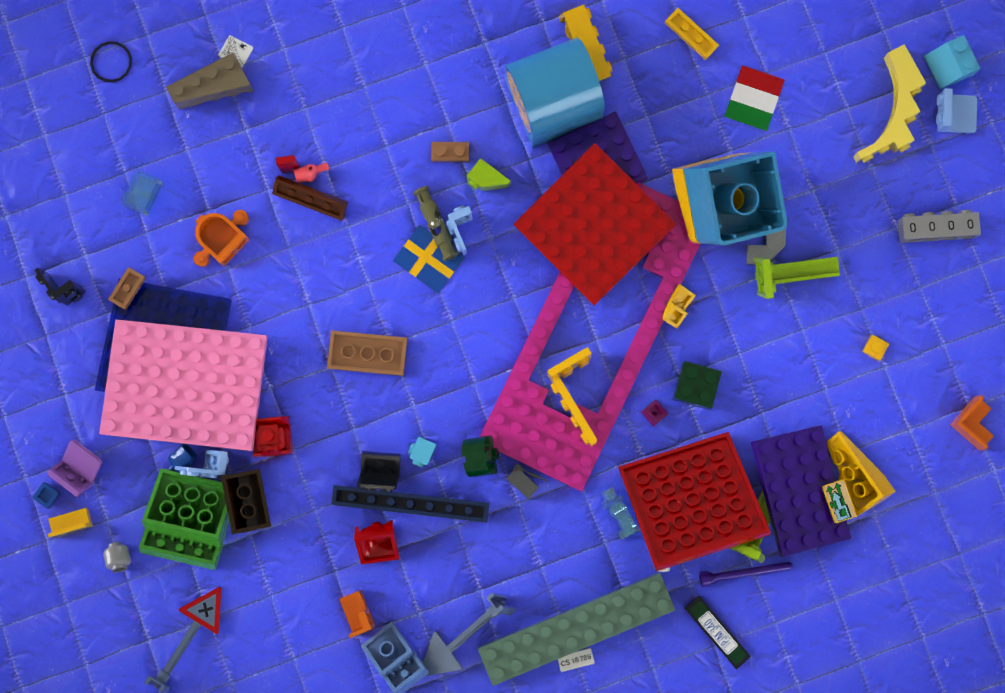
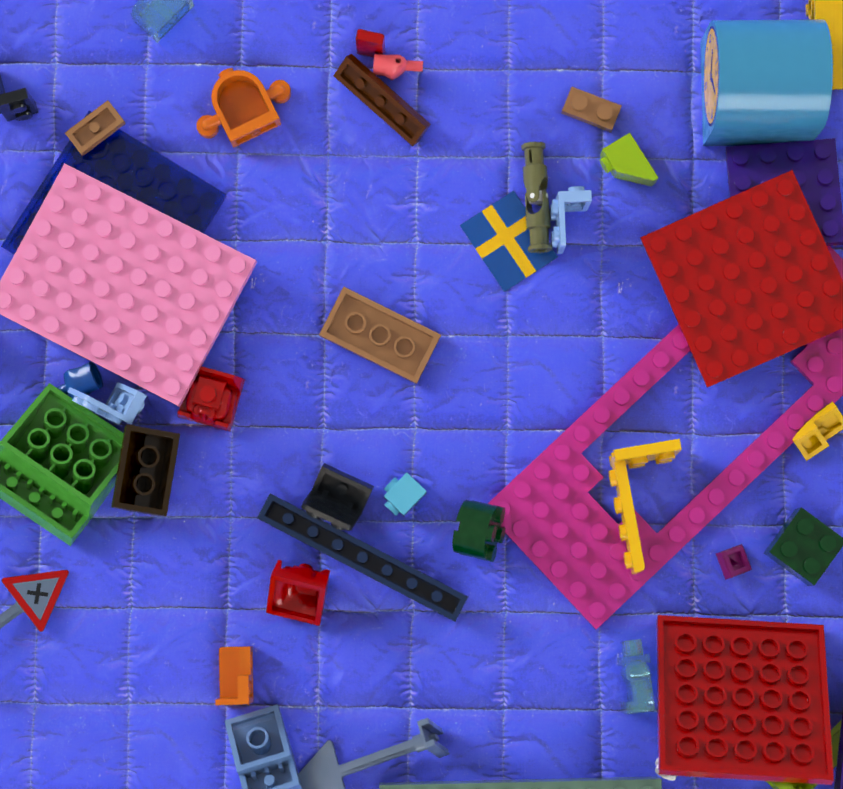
camera: 15 degrees right, 0 degrees up
(522, 482) = (523, 587): dark grey piece -> none

